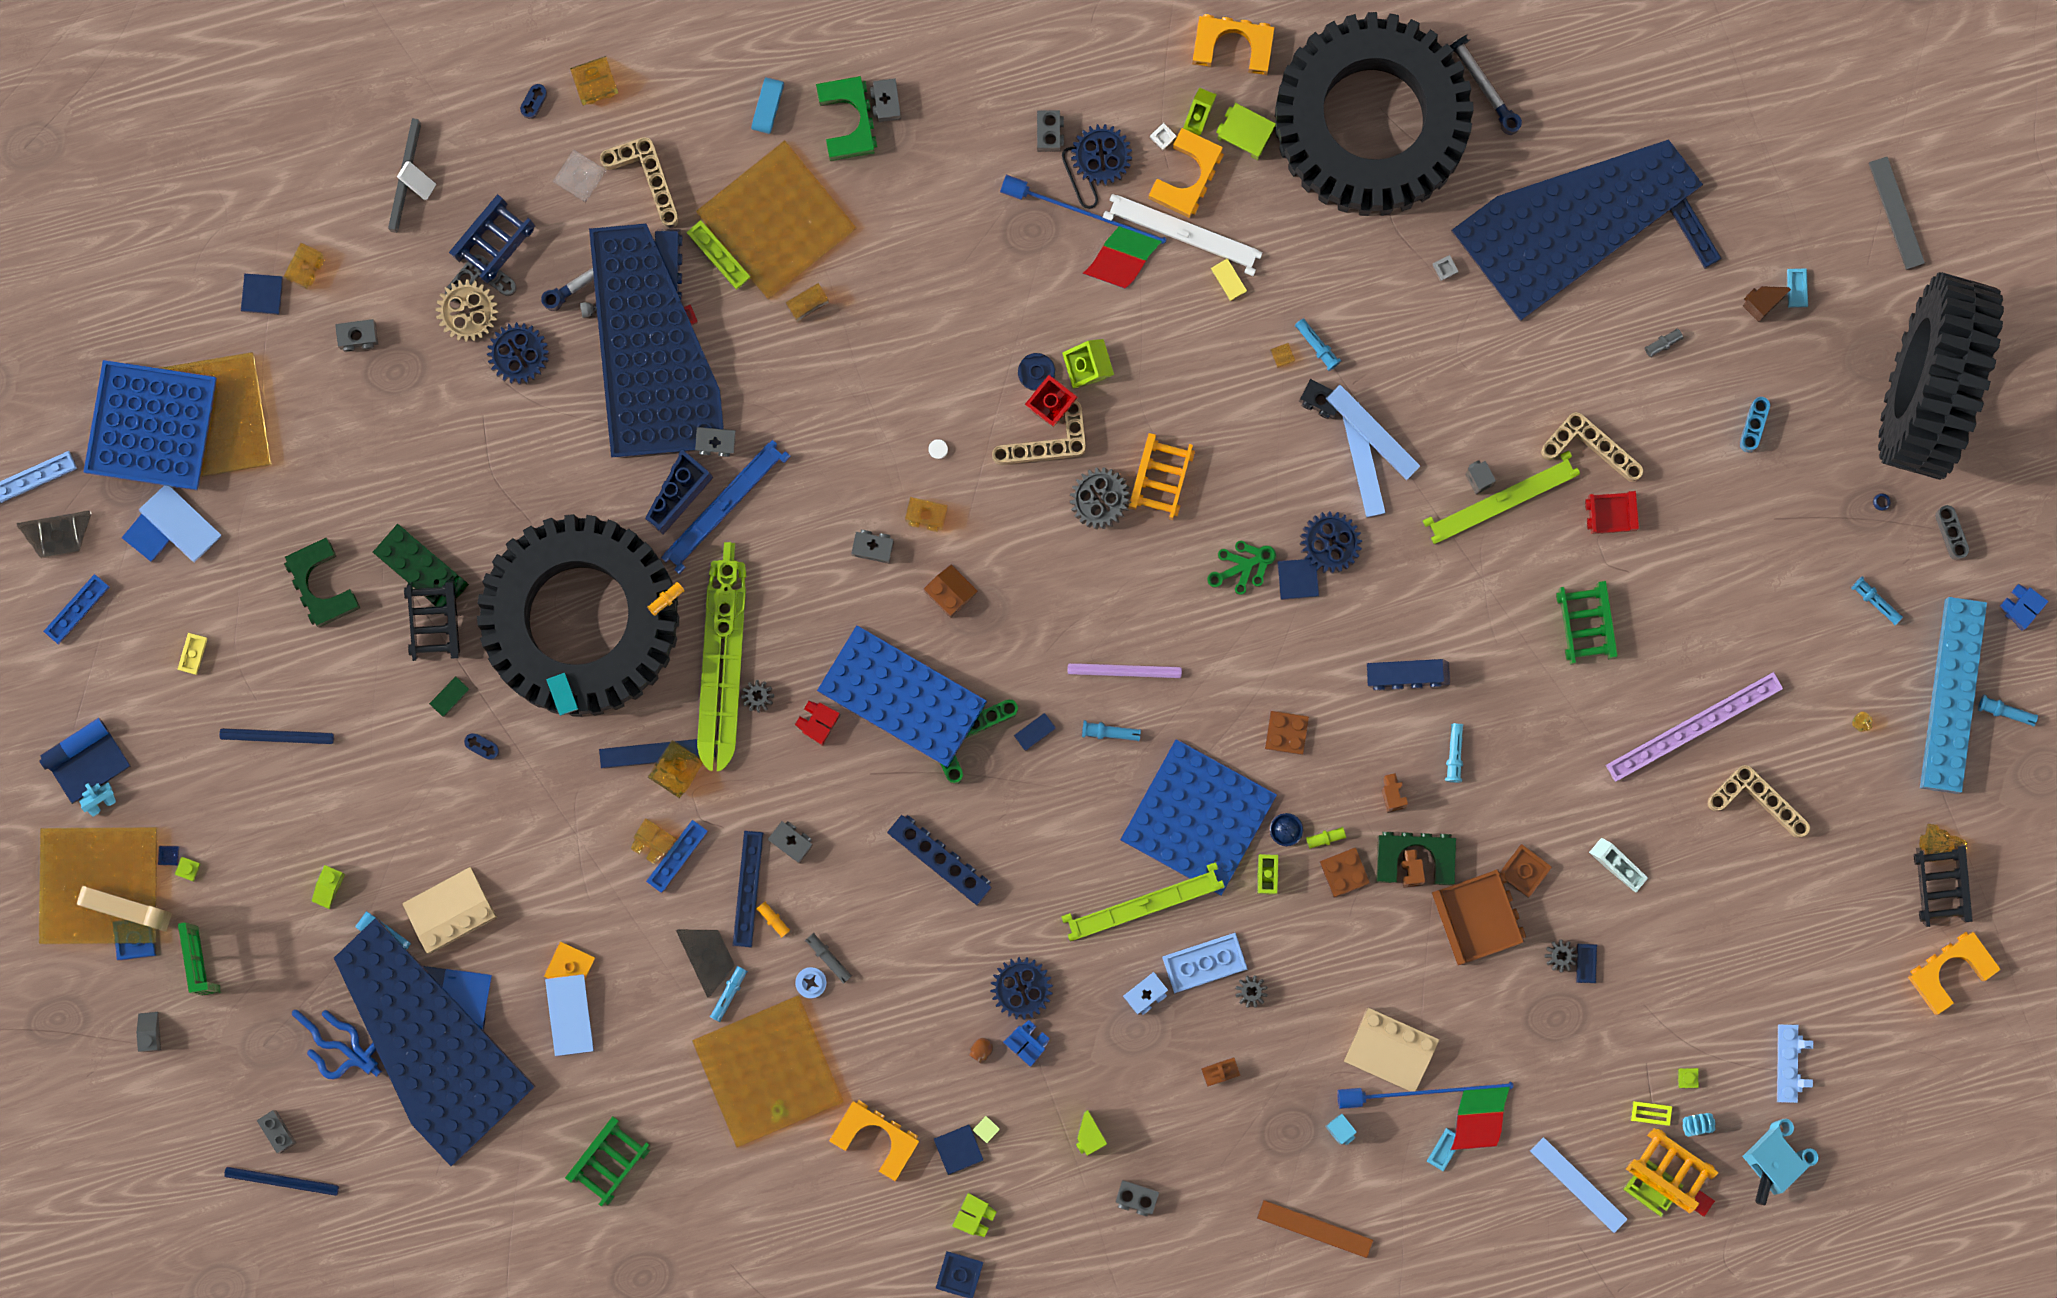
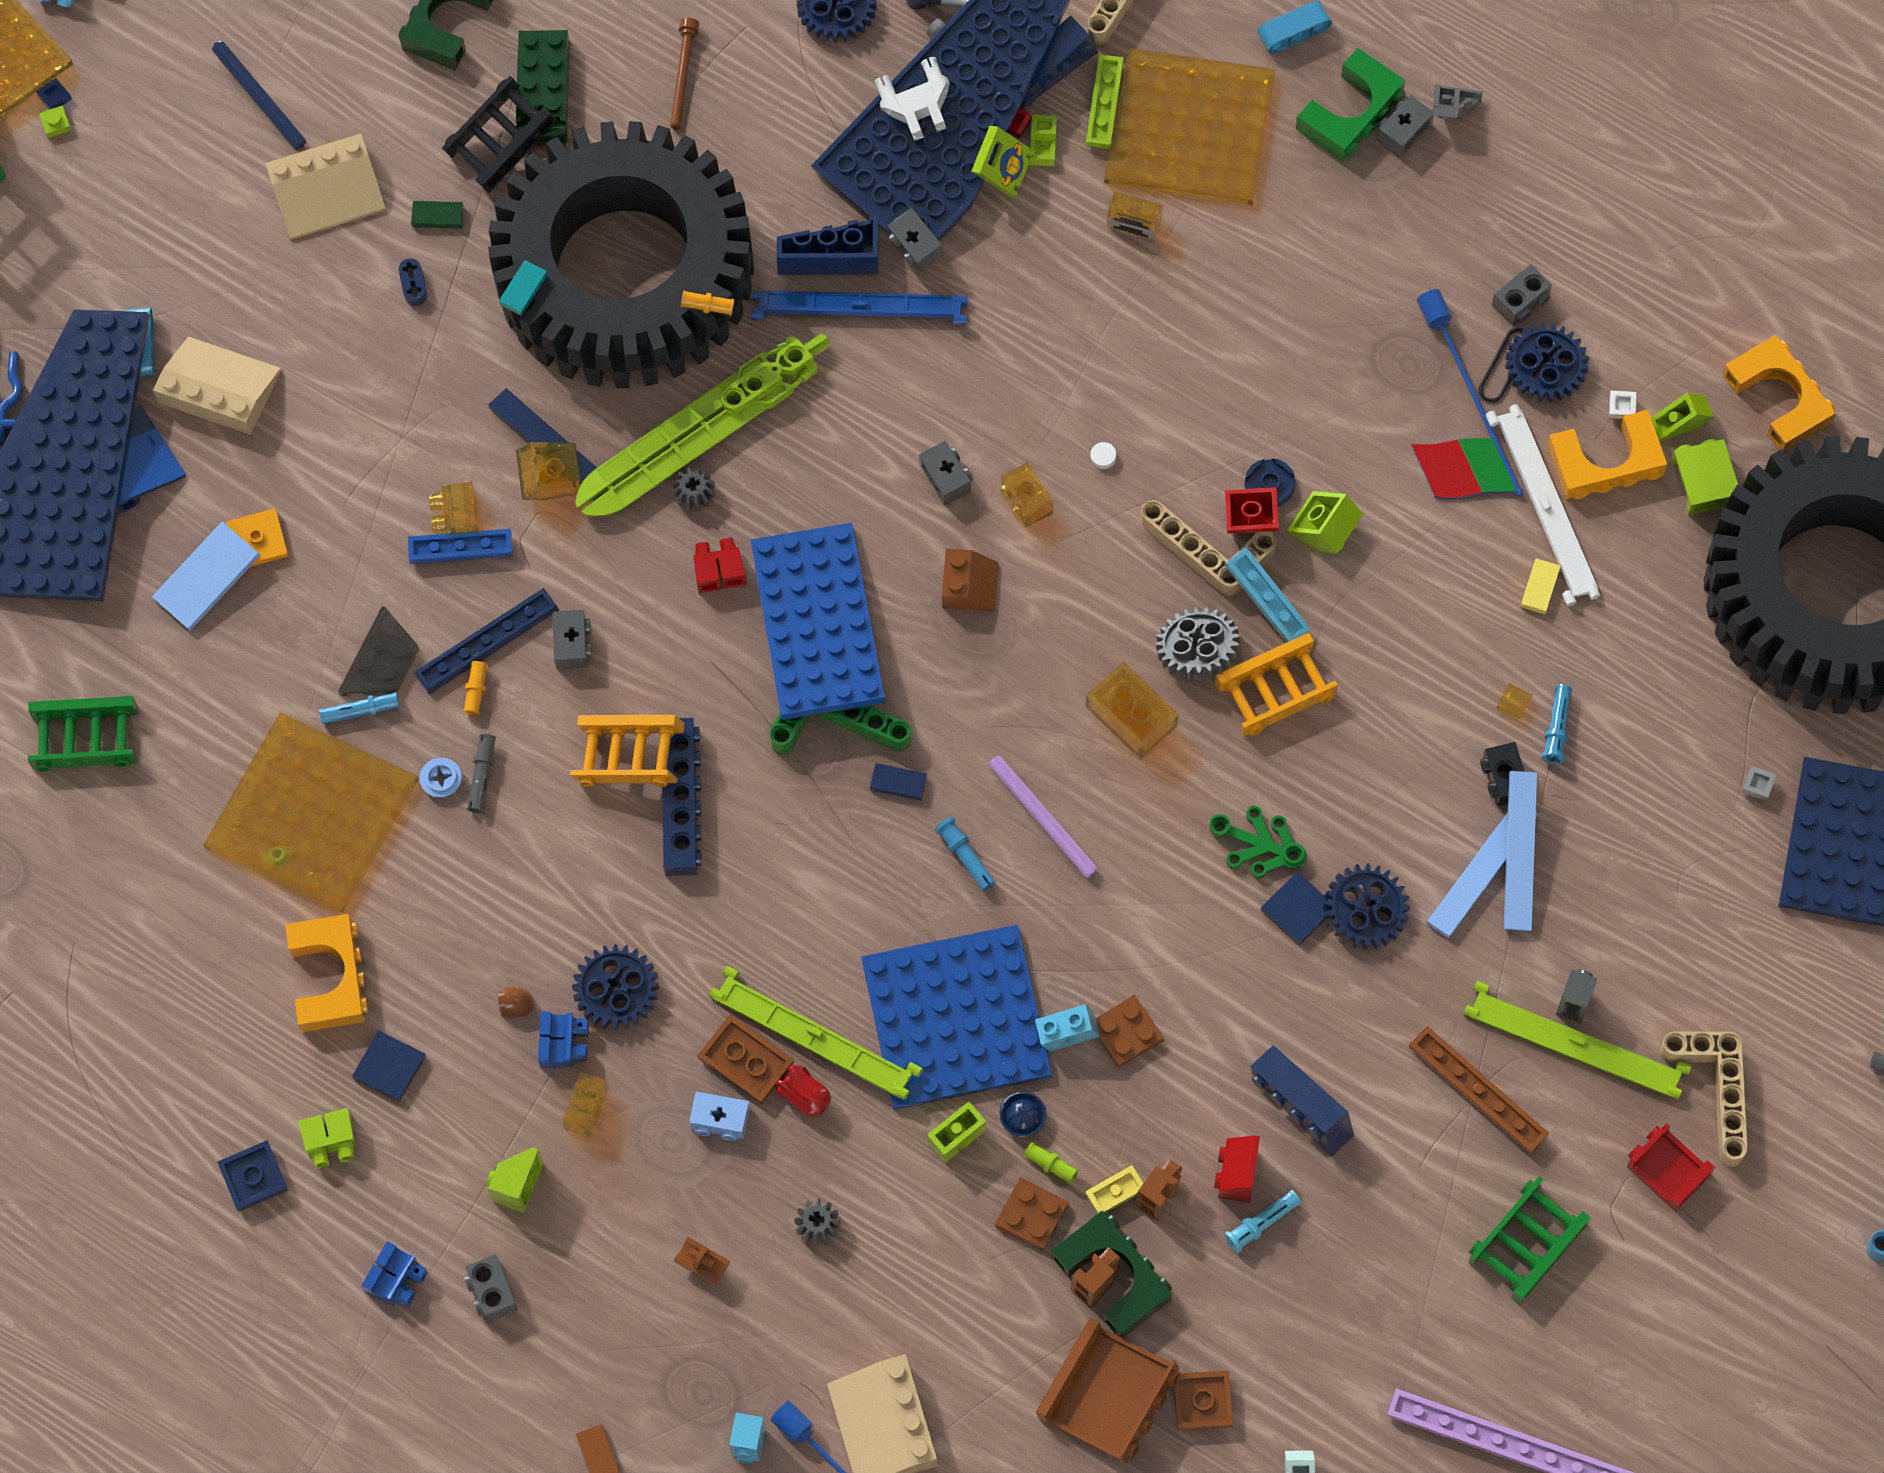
camera: 50 degrees right, 15 degrees down
(327, 886) = (146, 254): lime slope -> none
(375, 747) = (325, 186): none -> tan slope
(457, 452) = (688, 28): none -> dark orange piece
(632, 364) = (917, 101): none -> white connector
(711, 311) = (1043, 140): none -> lime slope
(714, 346) = (1008, 164): none -> lime container
(872, 861) = (618, 726): none -> light orange fence
(896, 60) = (1453, 101): none -> dark grey wing
(986, 1129) = (434, 1076): yellowish green tile -> none
(1076, 1061) = (585, 1105): none -> clear yellow brick
(1089, 1251) = (391, 1275): none -> blue hips
(1107, 436) = (1267, 595): none -> medium azure plate
(1108, 569) = (1132, 710): none -> clear yellow brick
(1124, 952) = (745, 1059): none -> dark orange plate
(1172, 936) = (804, 1091): none -> red piece
(1204, 963) = (806, 1151): light blue tile -> none
(1260, 764) = (1067, 1028): none -> medium azure brick
(1371, 817) = (1115, 1190): none -> light yellow plate
(1417, 742) = (1238, 1168): none -> red slope
(1483, 575) = (1478, 1090): none -> dark orange plate

